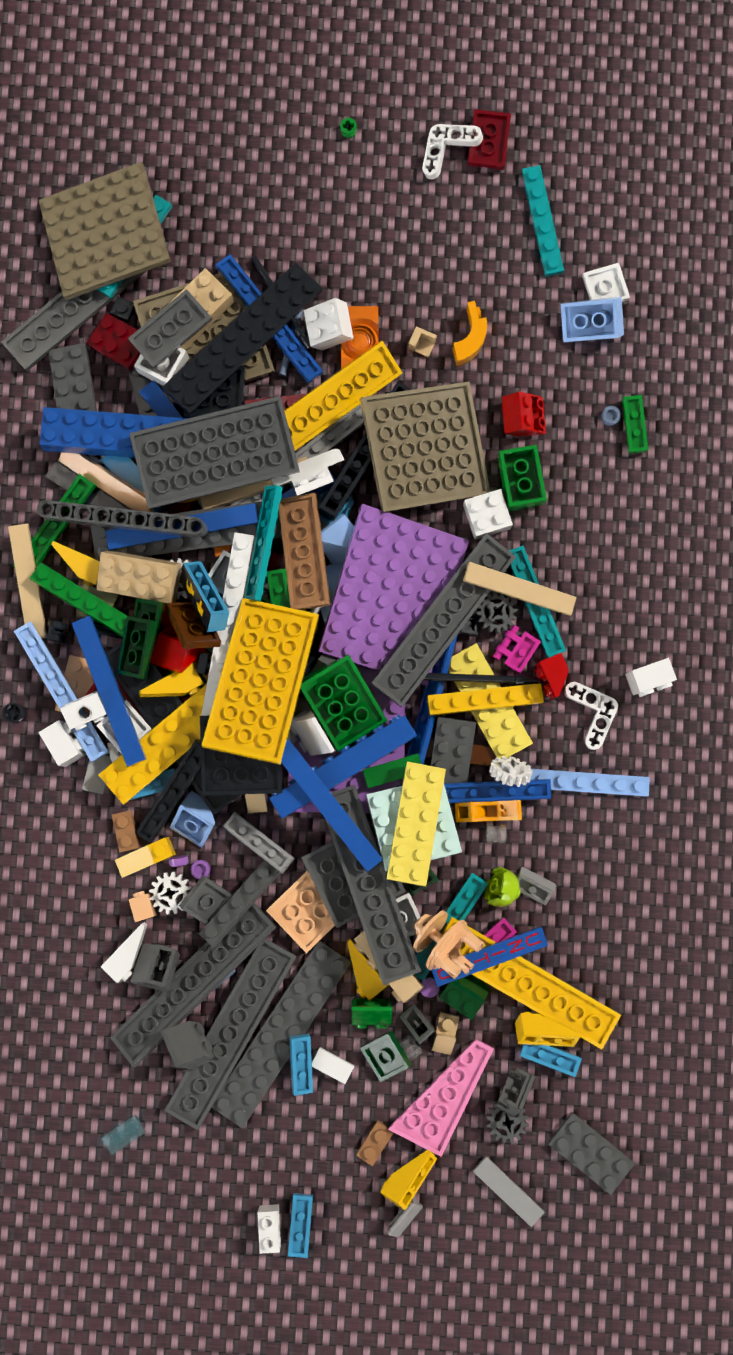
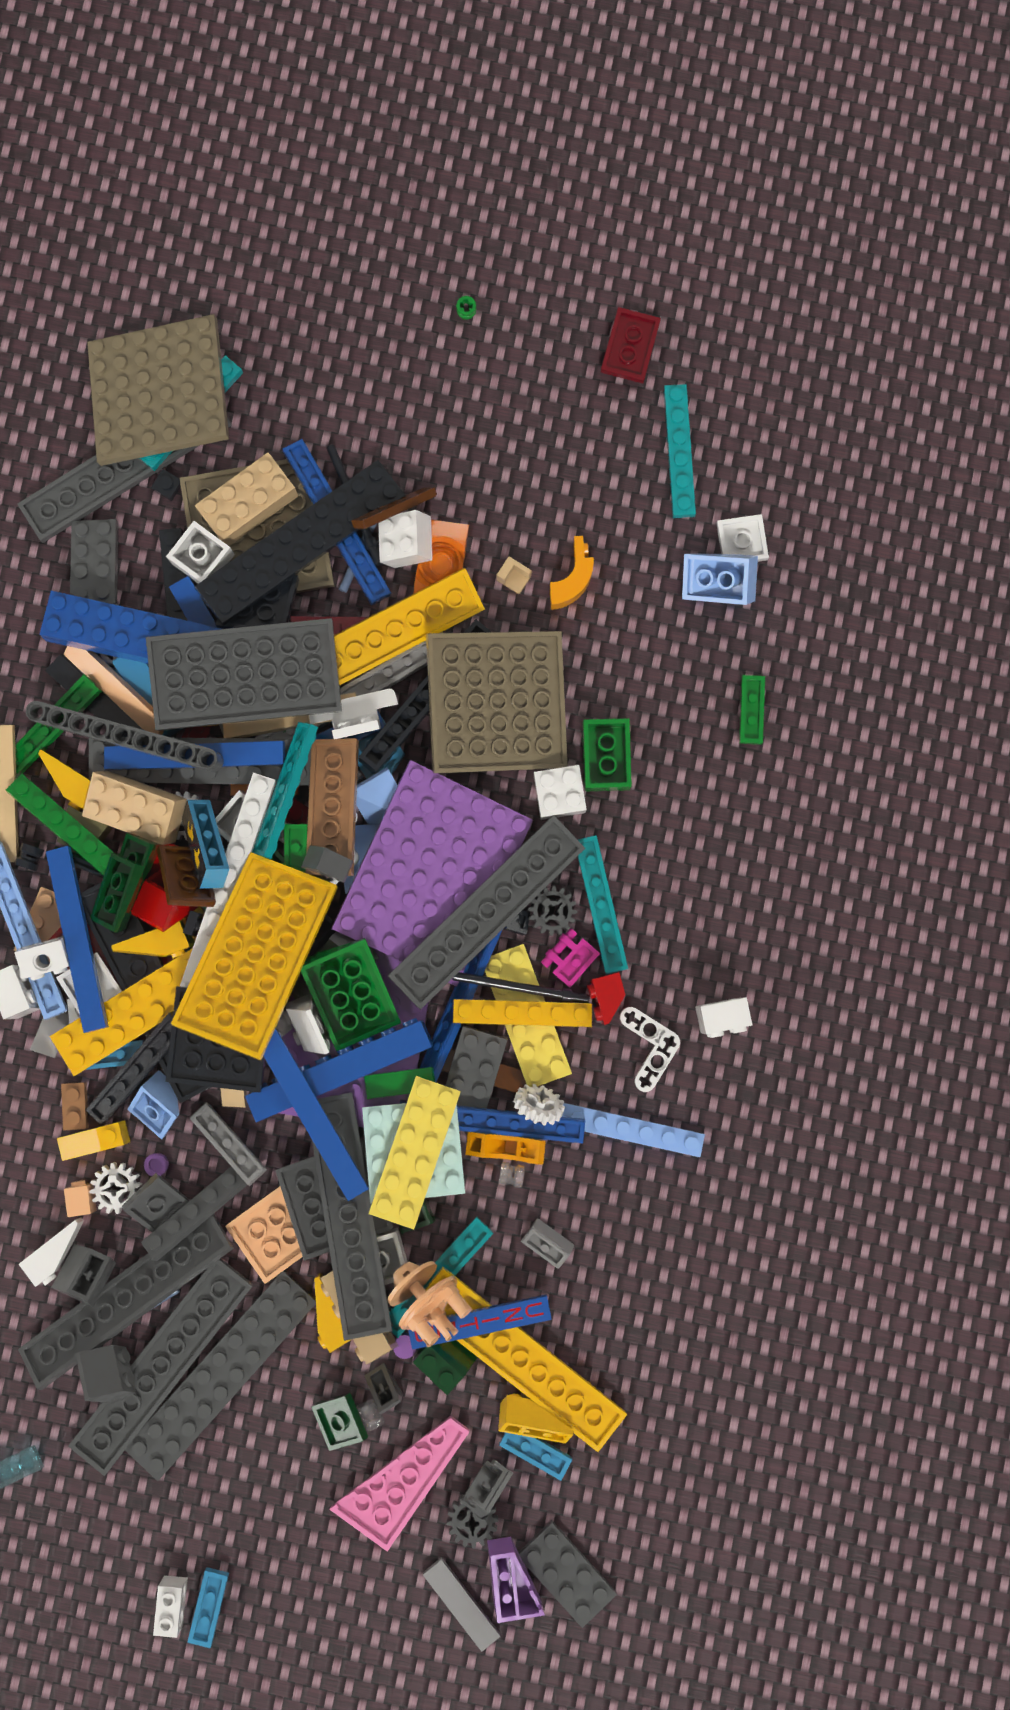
camera: 10 degrees right, 0 degrees up
(112, 341) = (154, 523): dark red plate -> none
(170, 328) = (214, 519): dark grey plate -> none
(178, 861) = (131, 1151): medium lavender tile -> none
(301, 1064) = (238, 1416): dark azure plate -> none
(307, 597) = (327, 863): none -> dark grey slope
(315, 300) = (393, 508): none -> reddish brown tile
(332, 1065) = (276, 1422): white tile -> none
(373, 1012) = (331, 1367): green slope -> none
(374, 1143) = (311, 1522): medium nougat plate -> none
(404, 1218) = (332, 1617): light grey slope -> none
(407, 1180) = (340, 1575): yellow slope -> none
(441, 142) = (573, 339): white beam -> none
(445, 1033) = (416, 1403): tan slope -> none
(500, 931) = (499, 1292): dark pink plate -> none
(502, 888) = (508, 1241): lime cylinder -> none
(519, 588) = (583, 887): tan tile -> none
(523, 414) = (621, 679): red slope -> none
(547, 1168) = (511, 1584): none -> medium lavender wedge
(610, 415) = (725, 695): sand blue tile -> none

